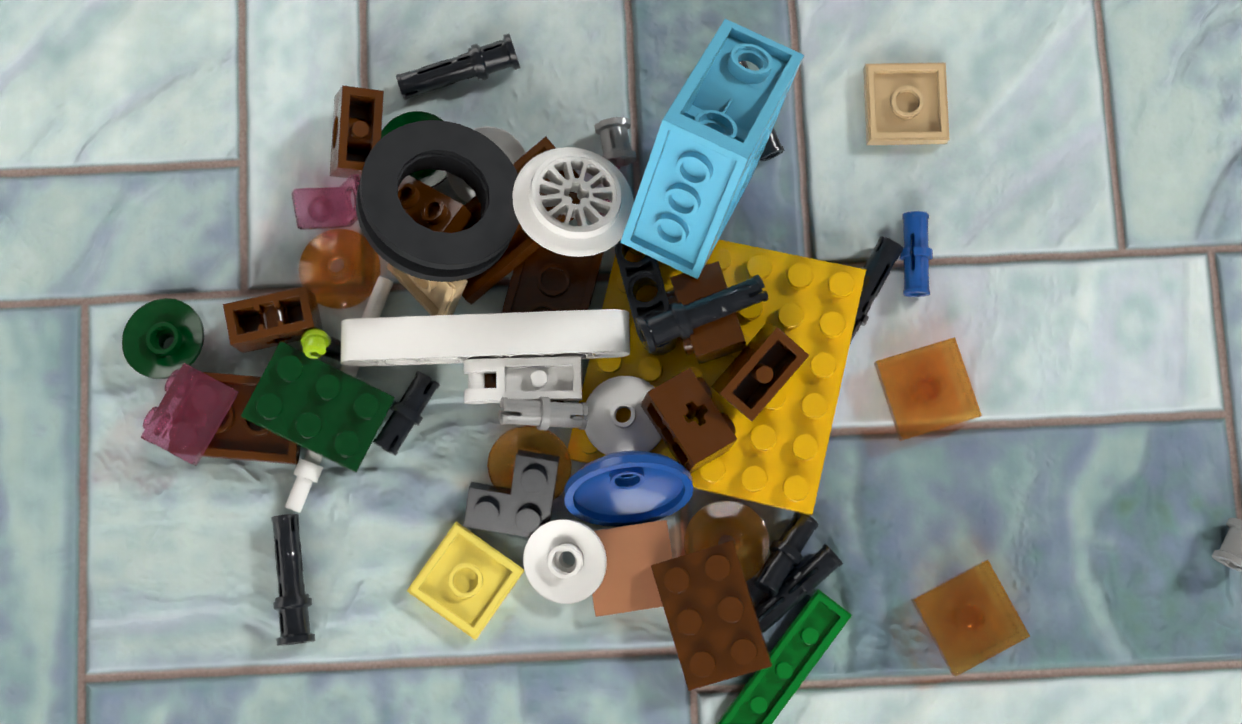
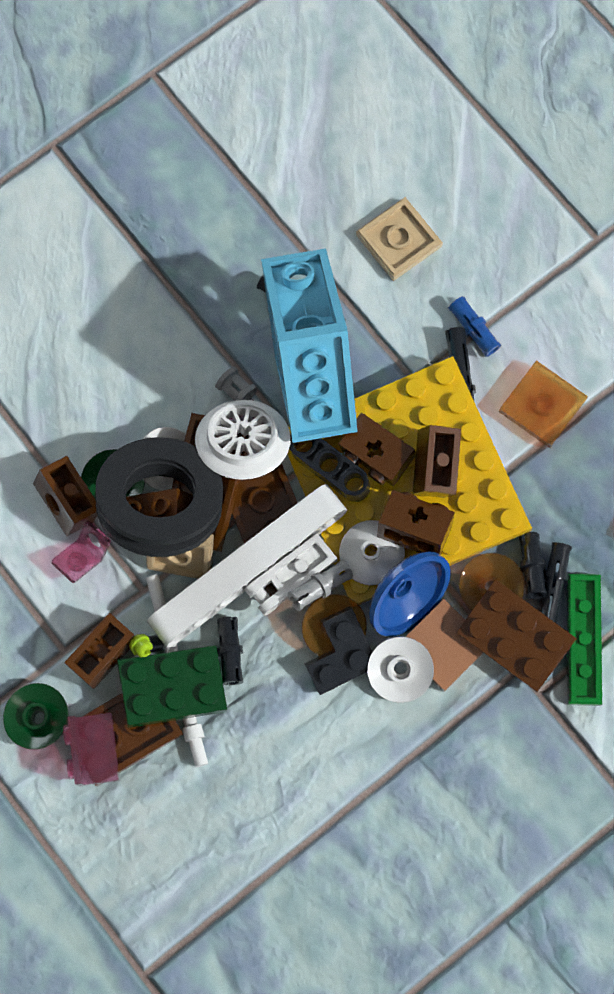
camera: 35 degrees left, 5 degrees down
(292, 600) = (245, 821): black pin -> none
(353, 282) = (125, 604): clear orange dish -> none
(466, 580) = (346, 728): light yellow tile -> none
(477, 63) = (109, 398): black pin -> none
(682, 319) = (367, 462): black pin -> none

